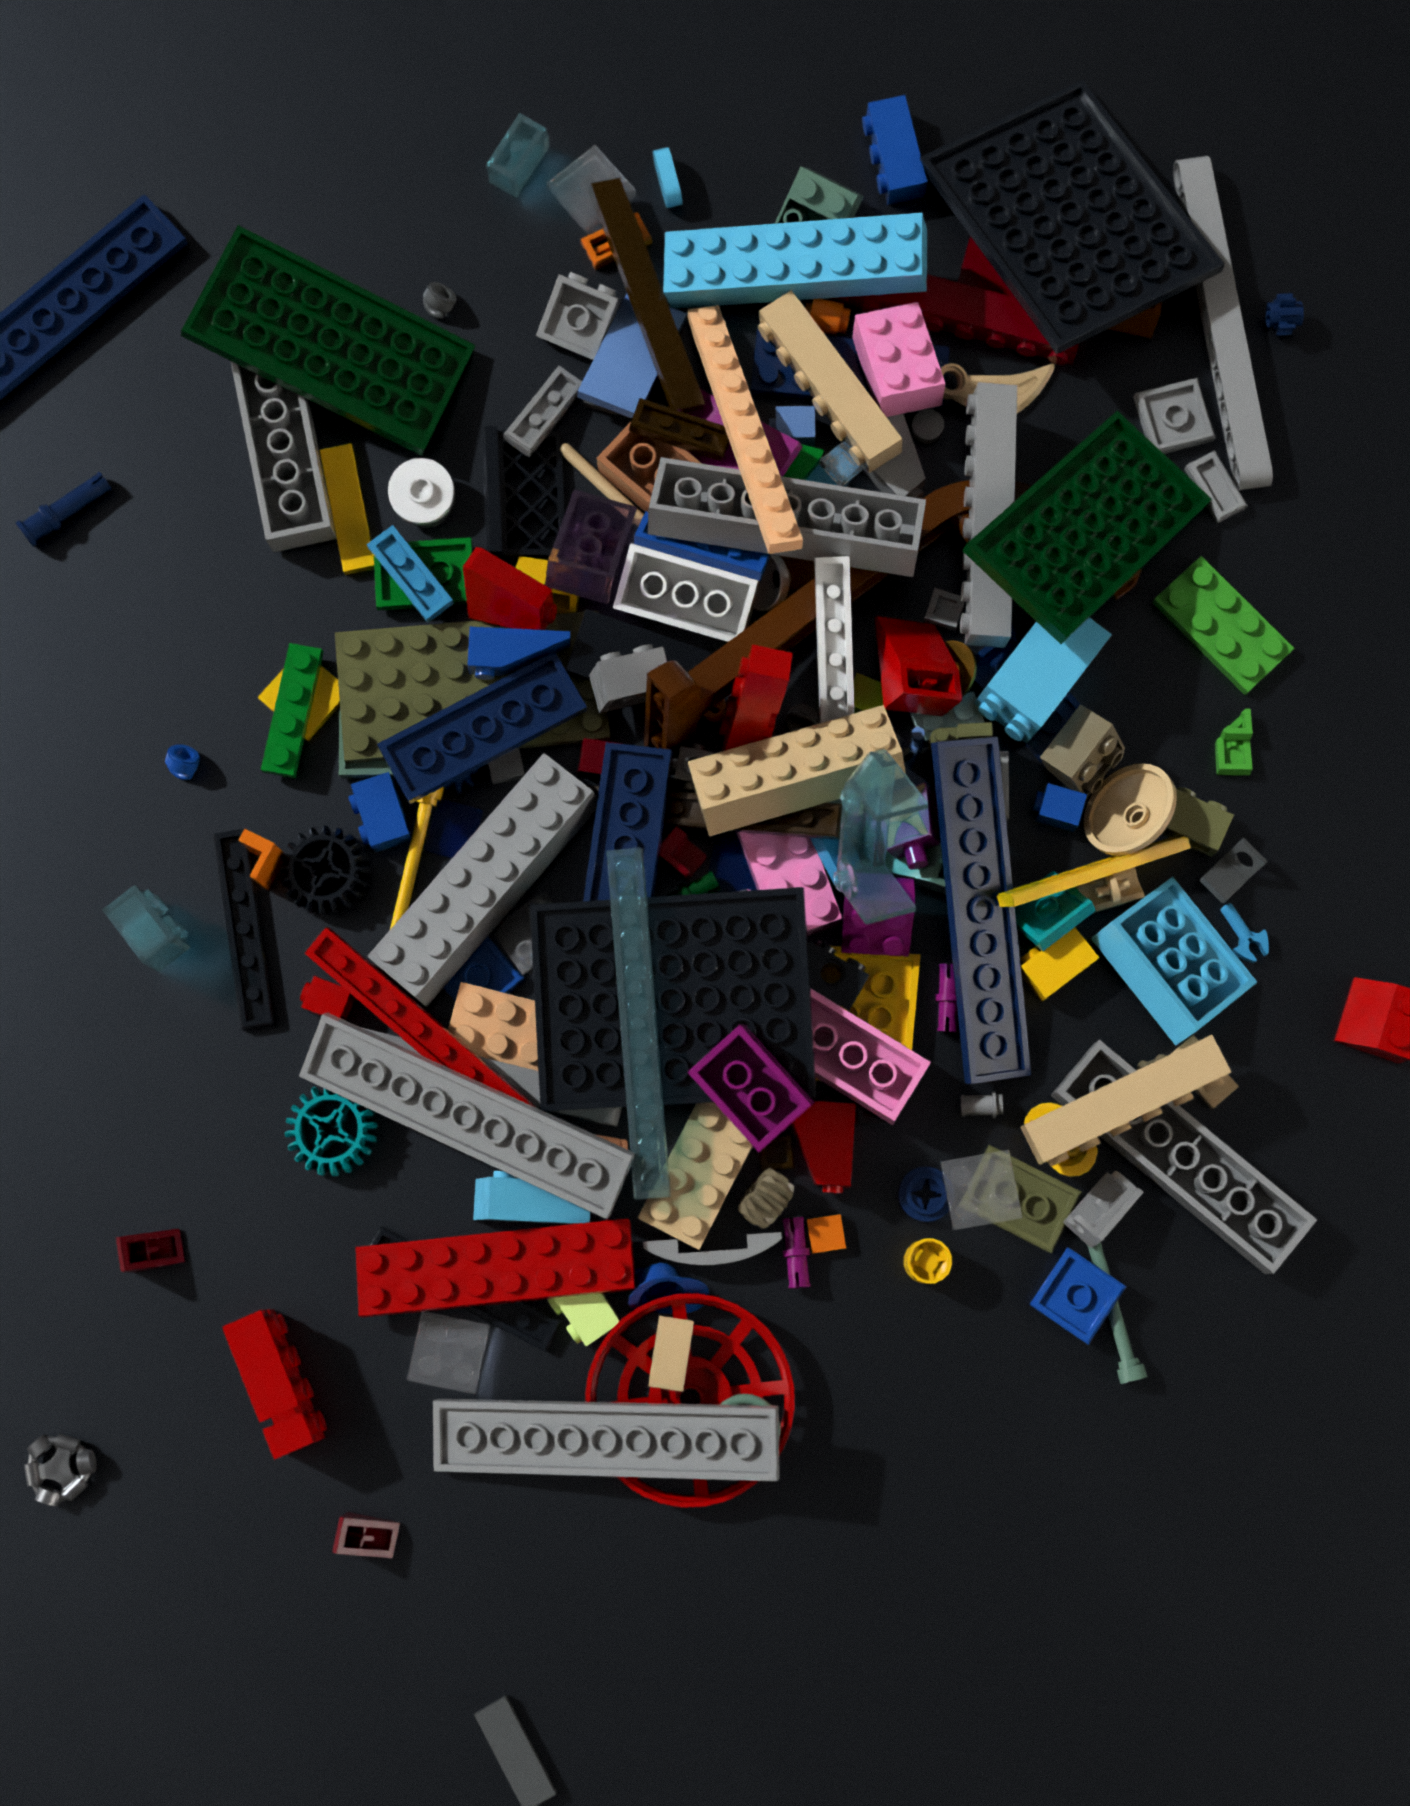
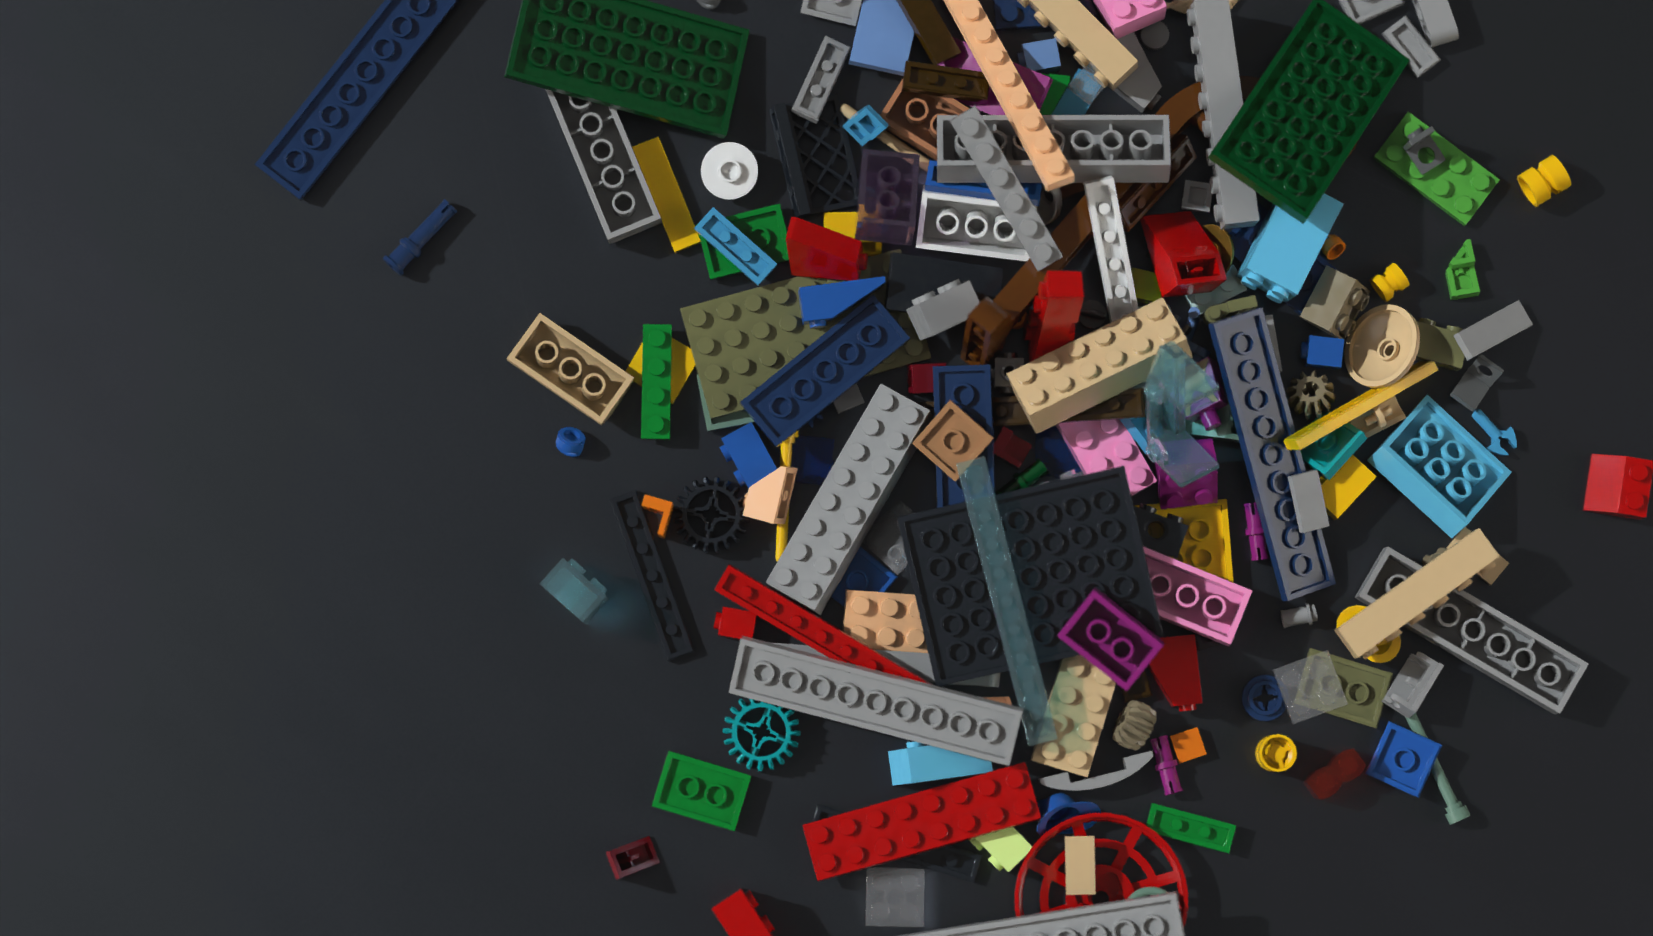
camera: 15 degrees left, 5 degrees up
(198, 680) = (571, 369): none -> tan brick
(248, 1186) = (701, 790): none -> green plate
(395, 859) = (771, 496): none -> light nougat slope
(582, 464) = (865, 125): none -> dark azure slope
(611, 823) = (952, 439): none -> medium nougat plate
(722, 545) = (1006, 188): none -> light grey plate
(812, 1332) = (1191, 828): none -> green plate
(890, 589) = (1144, 195): none -> reddish brown tile
(1001, 1293) = (1328, 779): none -> clear red brick
(1015, 971) = (1308, 501): none -> light grey tile
(1037, 852) = (1306, 385): none -> dark tan gear
(1097, 691) = (1333, 247): none -> orange hinge
(1149, 741) = (1391, 280): none -> yellow wheel
(1208, 586) = (1422, 139): none -> dark grey bracket
(1261, 814) = (1493, 330): none -> light grey tile
(1340, 659) = (1541, 182): none -> yellow wheel

